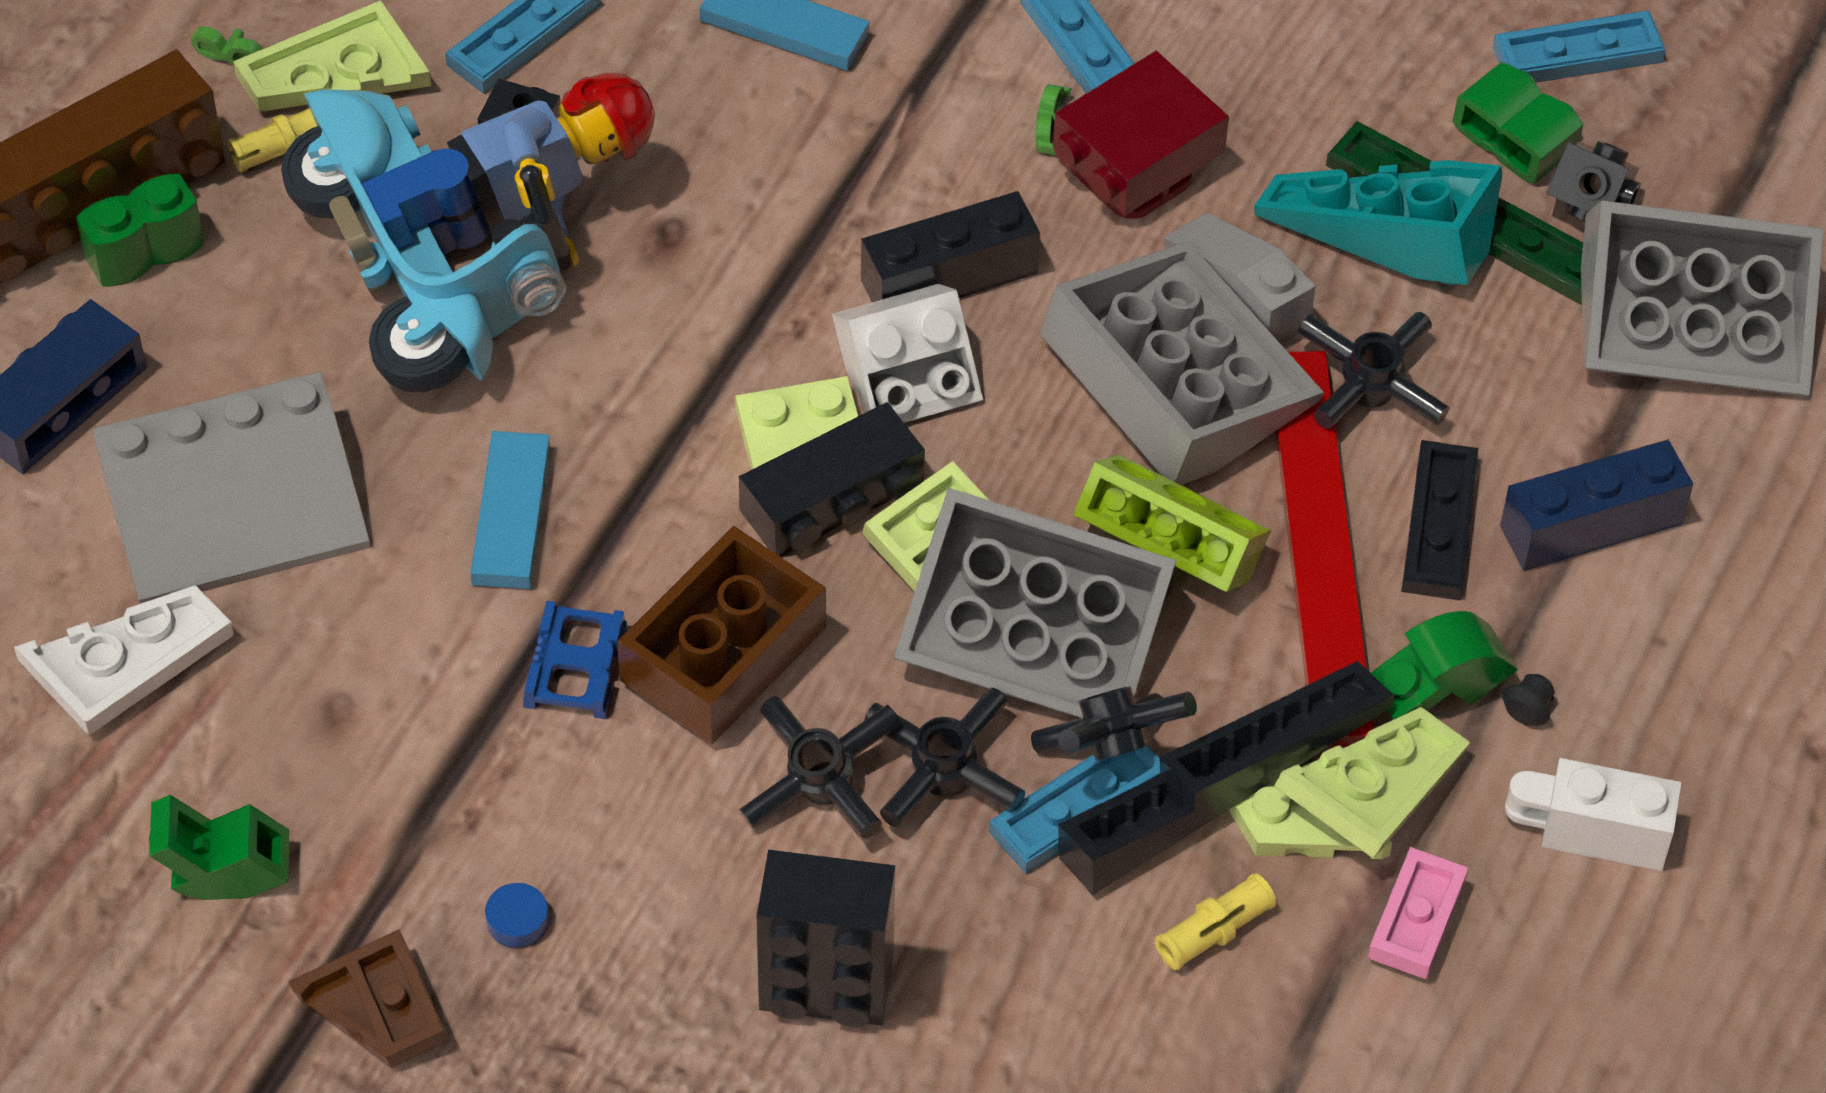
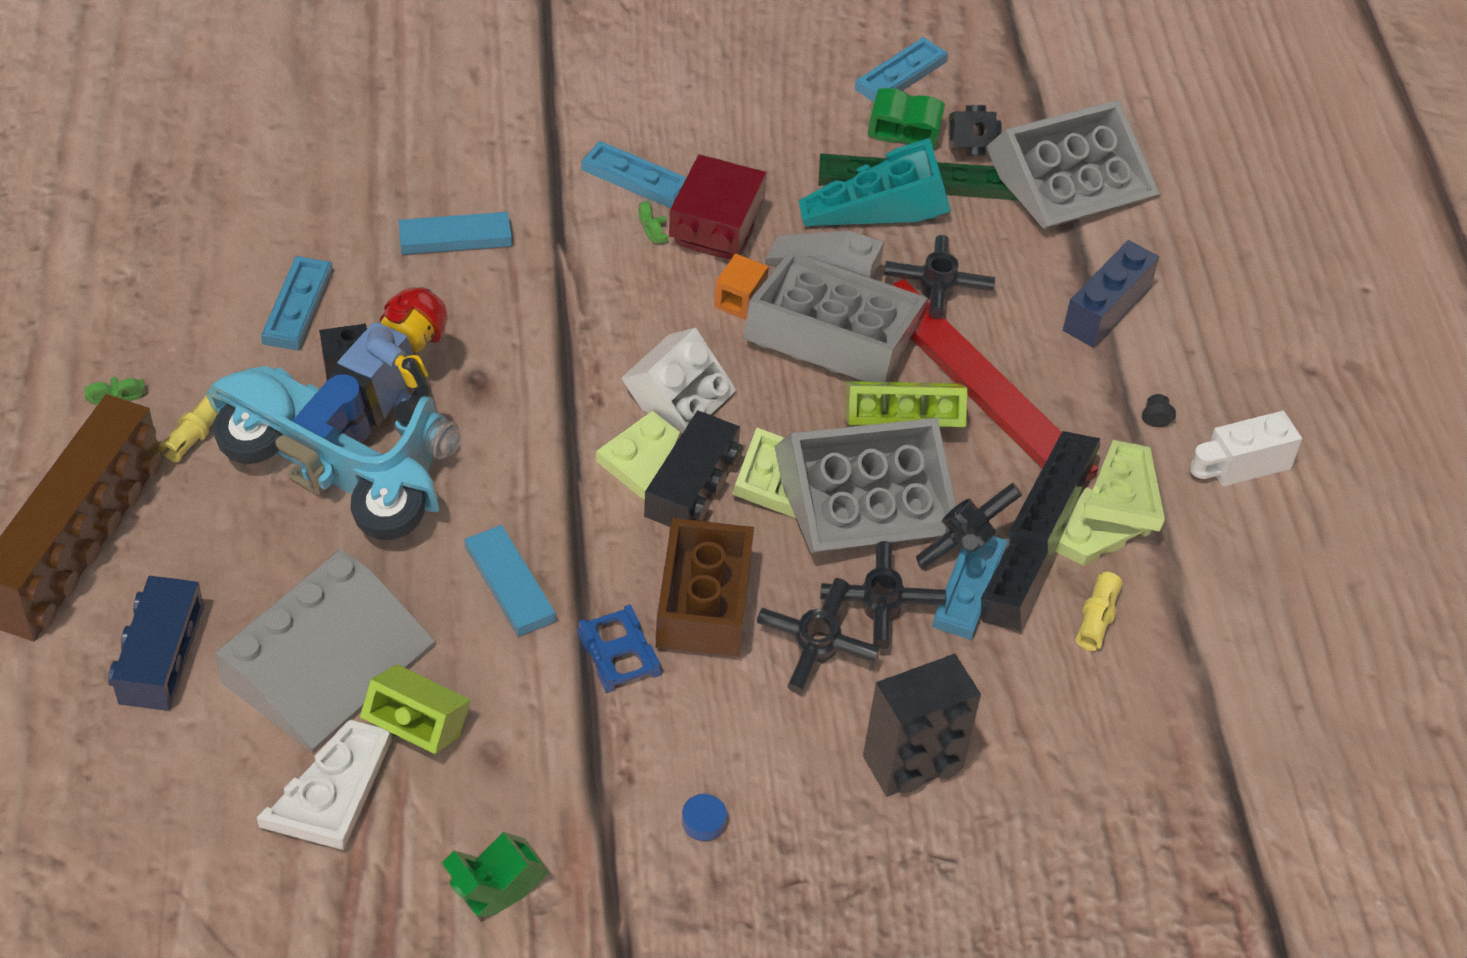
camera: 35 degrees left, 5 degrees down
(140, 230) = (144, 521): green brick -> none
(273, 610) = (415, 708): none -> lime brick
(348, 53) = (192, 368): yellowish green wing -> none
(376, 1000) = (662, 914): reddish brown wing -> none
(958, 249) = (664, 310): black brick -> none
(1088, 249) = (738, 285): none -> orange brick
(1418, 913) = (1199, 551): bright pink plate -> none
(1440, 520) = (1033, 341): black tile -> none
(1444, 657) = (1108, 409): green brick -> none

